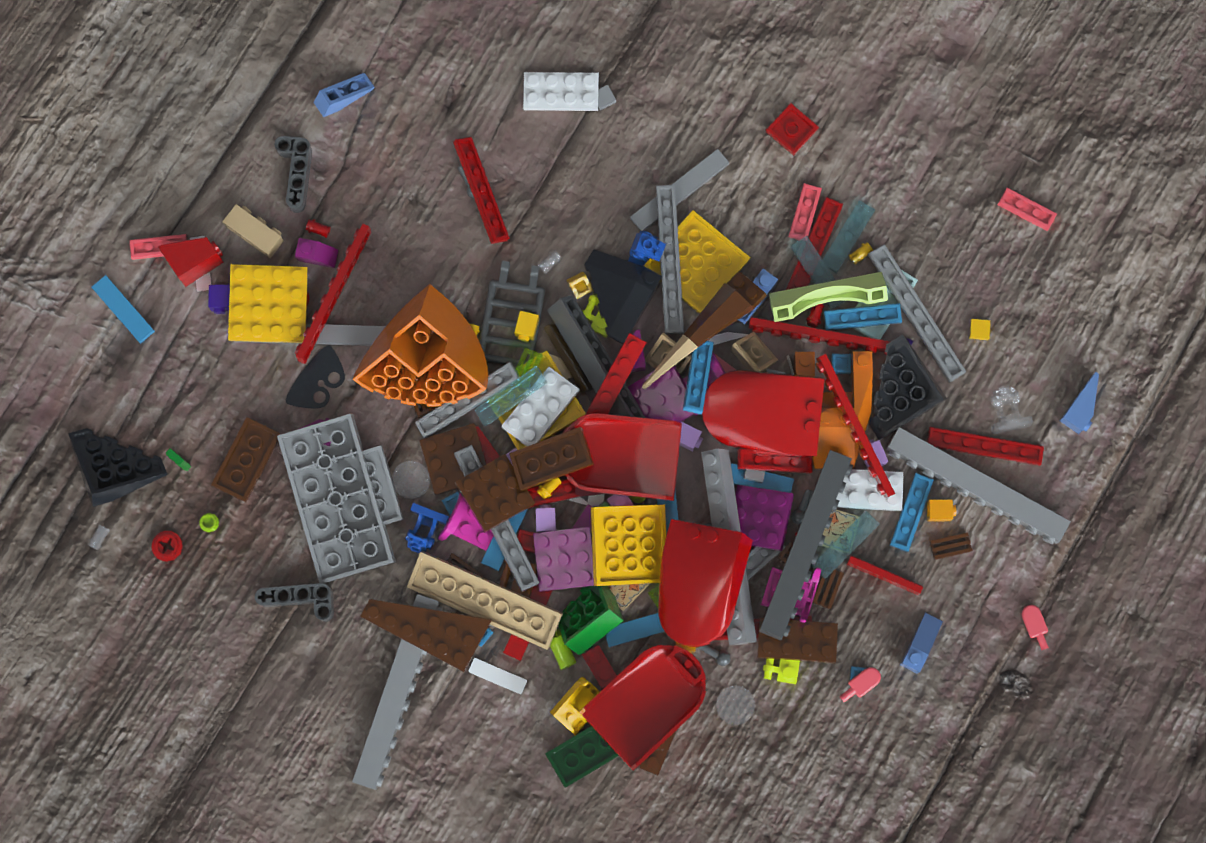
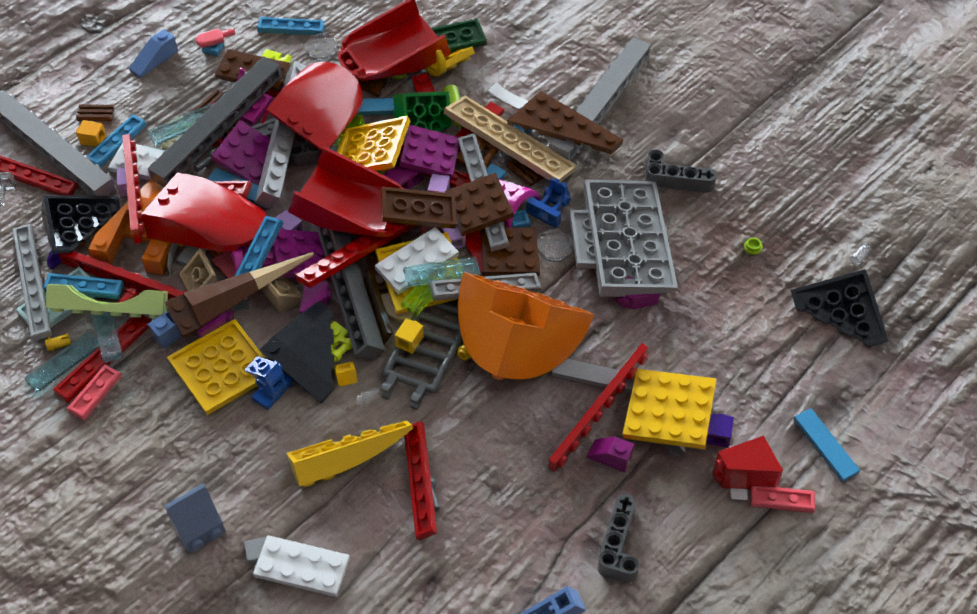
camera: 170 degrees left, 25 degrees down
(165, 537) = (793, 230): red gear -> none
(178, 460) = (777, 290): green tile -> none
(246, 460) = (710, 287): reddish brown plate -> none
(253, 230) = (676, 488): tan brick -> none
(306, 384) = (646, 334): black piece -> none
(317, 228) = (605, 478): red pin -> none
(558, 196) = (331, 458): none -> yellow wedge
(659, 98) = (195, 519): none -> sand blue slope
(670, 259) = (242, 381): light grey tile -> none
(683, 188) = (211, 438): light grey tile -> none
(781, 731) = (290, 26): none -> dark azure tile
(792, 129) = (69, 470): red plate -> none
(841, 363) = (122, 258): dark azure tile -> none
(884, 575) = (159, 99): red tile -> none
(1035, 624) = (55, 53): coral piece -> none

